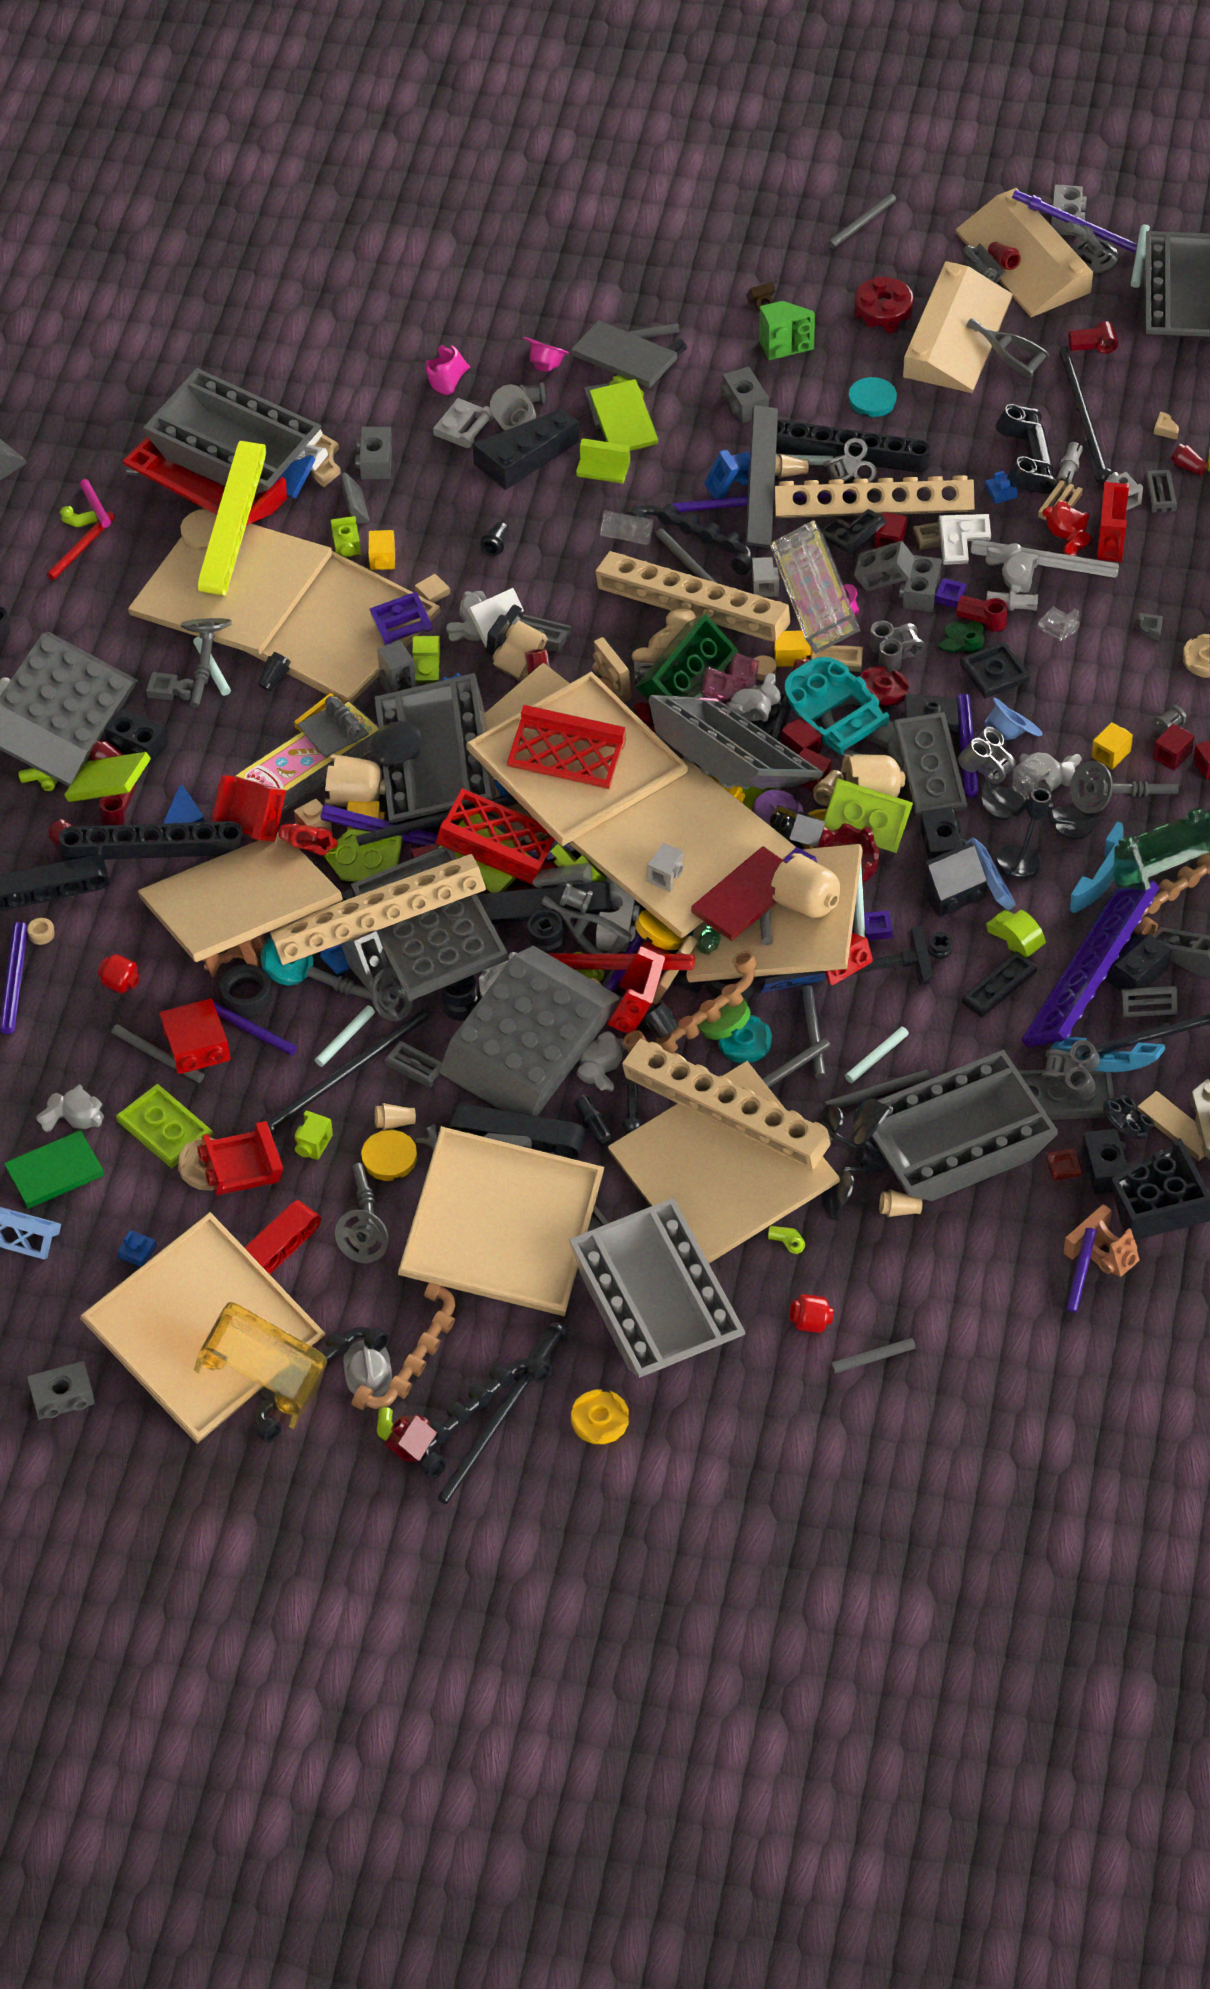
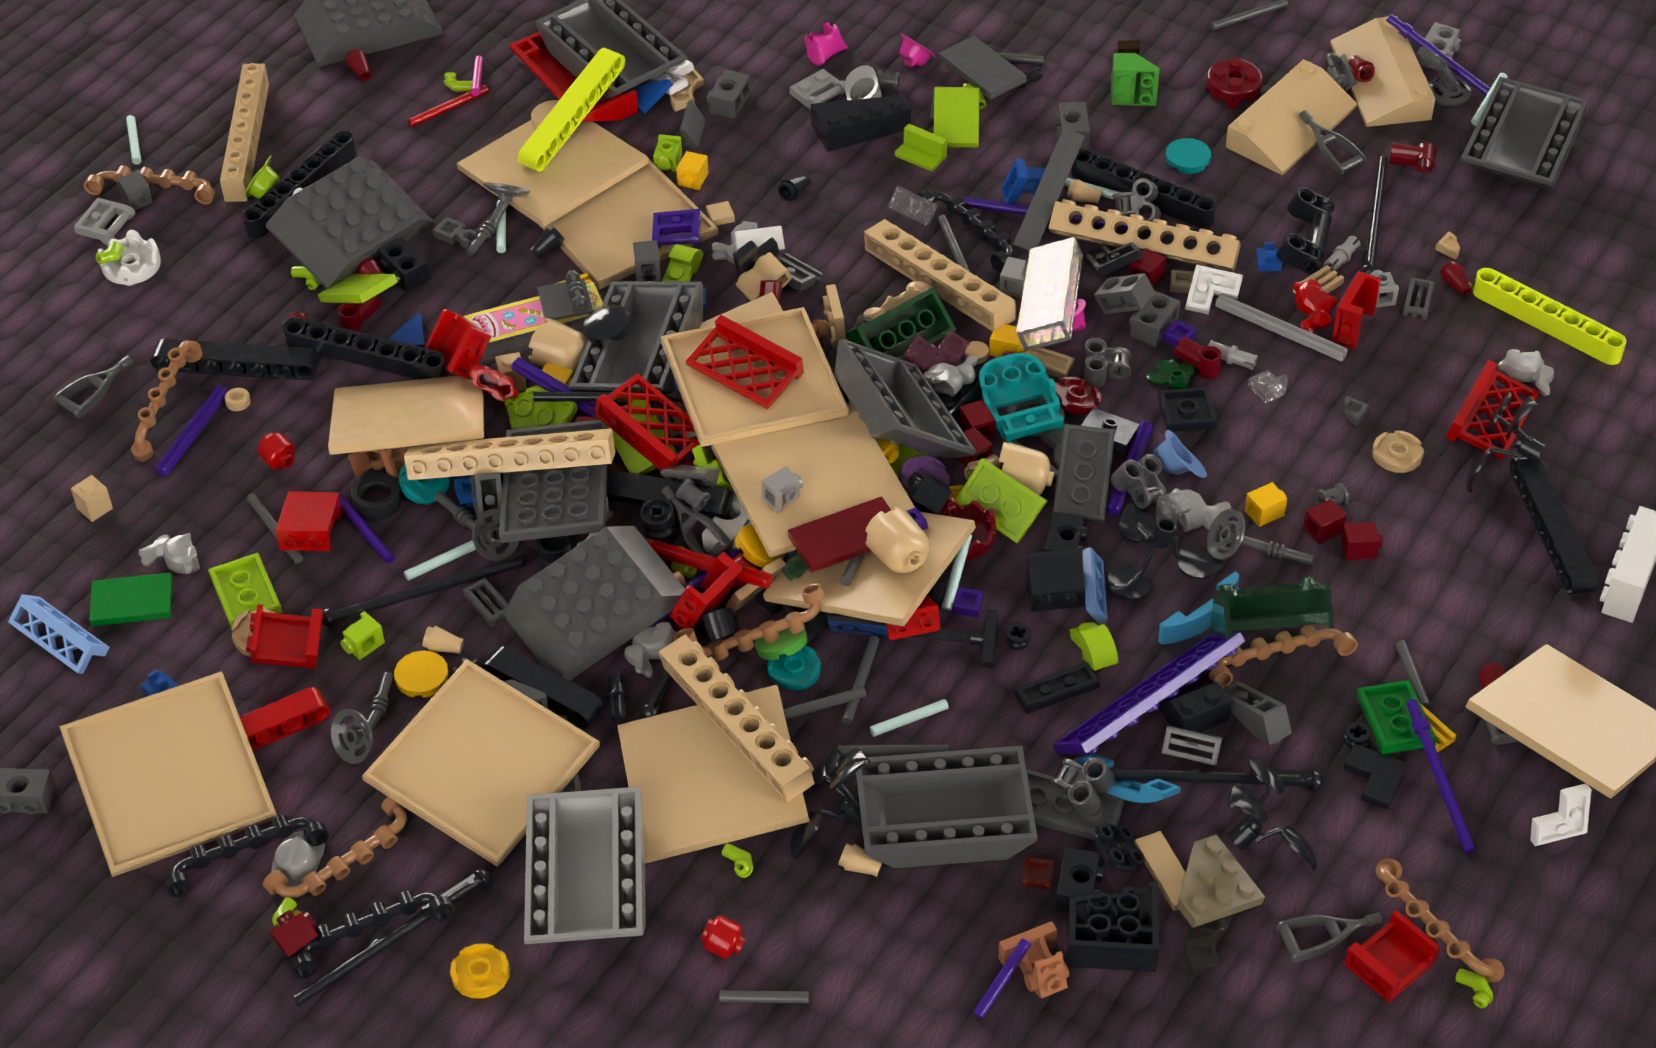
camera: 20 degrees right, 5 degrees down
(265, 1356) = (193, 819): clear yellow windscreen -> none
(1017, 566) = (1249, 326): light grey animal -> none

